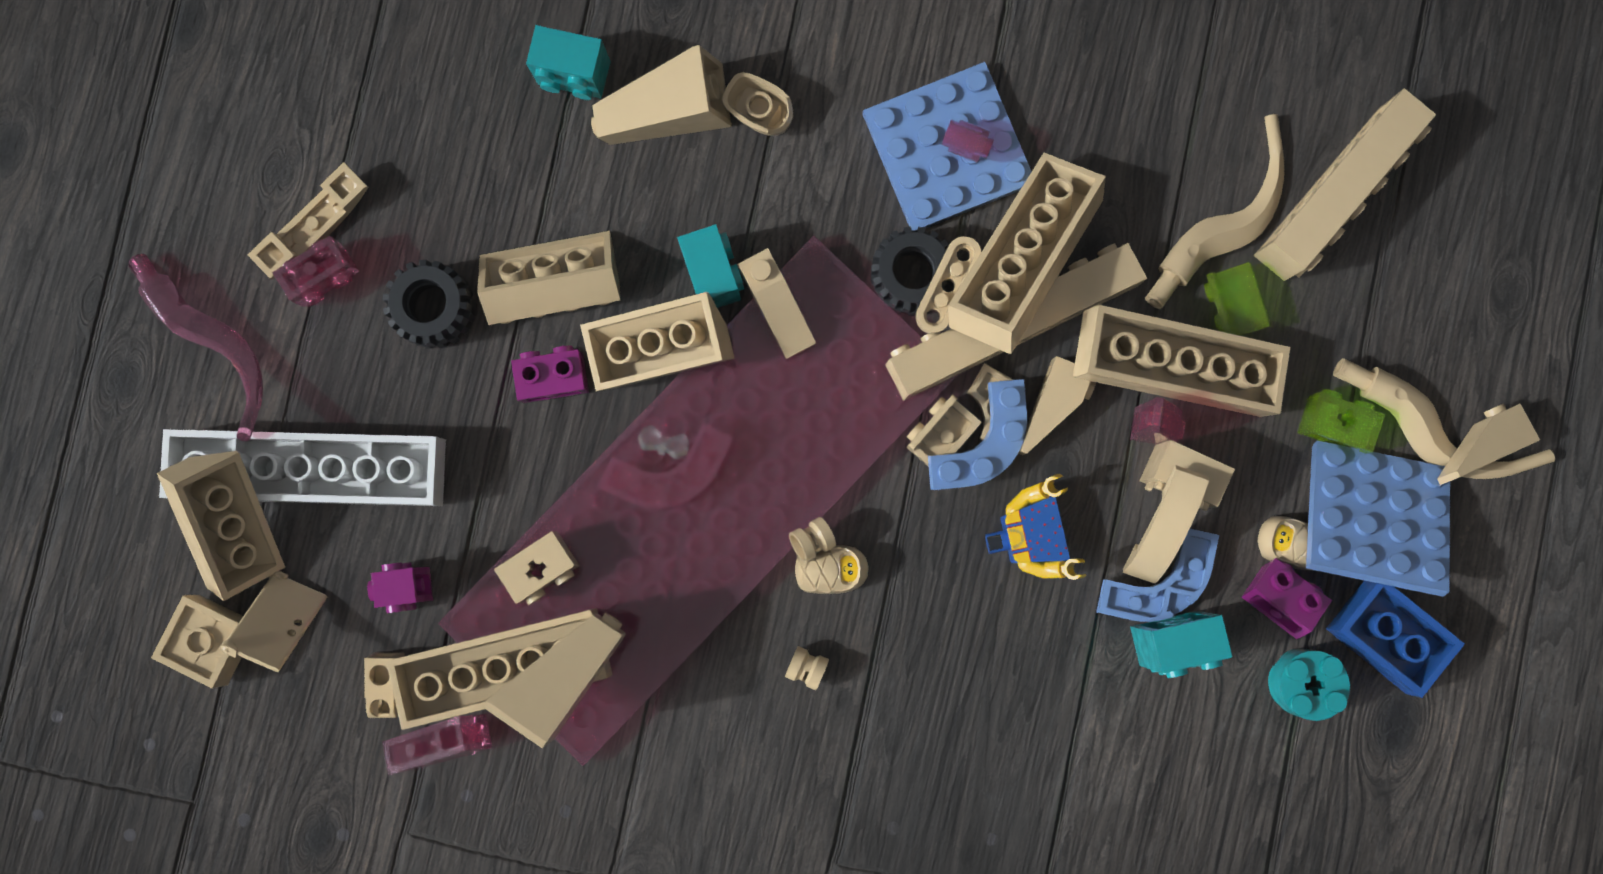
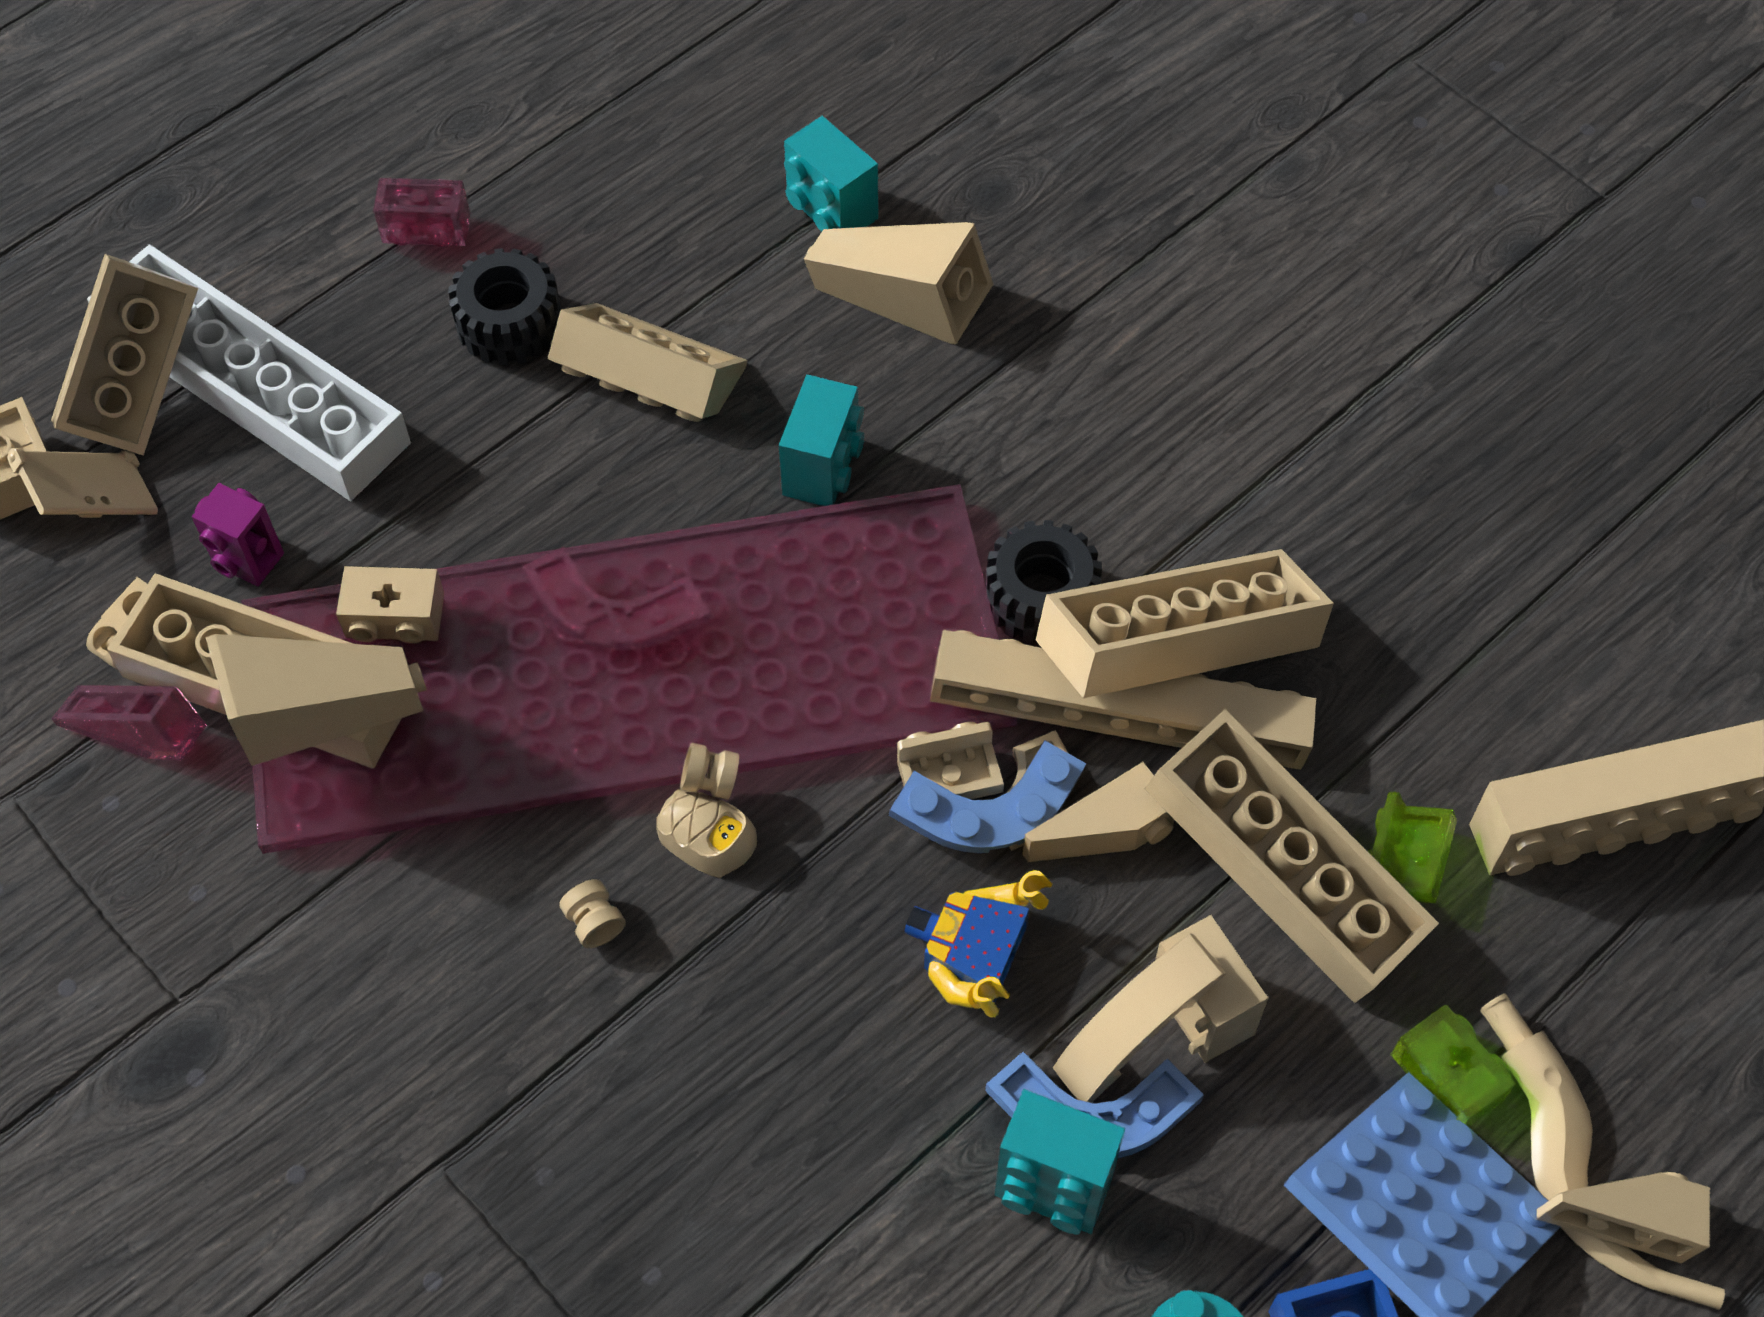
camera: 30 degrees right, 25 degrees down
(182, 319) = (258, 165): clear pink animal -> none
(313, 223) = (482, 177): tan slope -> none
(550, 378) = (568, 442): magenta brick -> none
(652, 439) = (622, 562): clear piece -> none
(656, 341) = (704, 468): tan slope -> none
(758, 104) = (998, 330): tan piece -> none
(776, 303) = (864, 513): tan slope -> none
(924, 175) = (1177, 492): medium blue plate -> none
(952, 270) = (1031, 602): tan plate -> none
(967, 140) = (1201, 487): clear pink brick -> none
(1157, 422) = (1216, 889): clear pink slope -> none
(1223, 232) = (1439, 768): tan animal -> none
(1285, 540) = (1271, 1158): tan piece -> none
(1287, 598) = (1238, 1224): magenta brick -> none

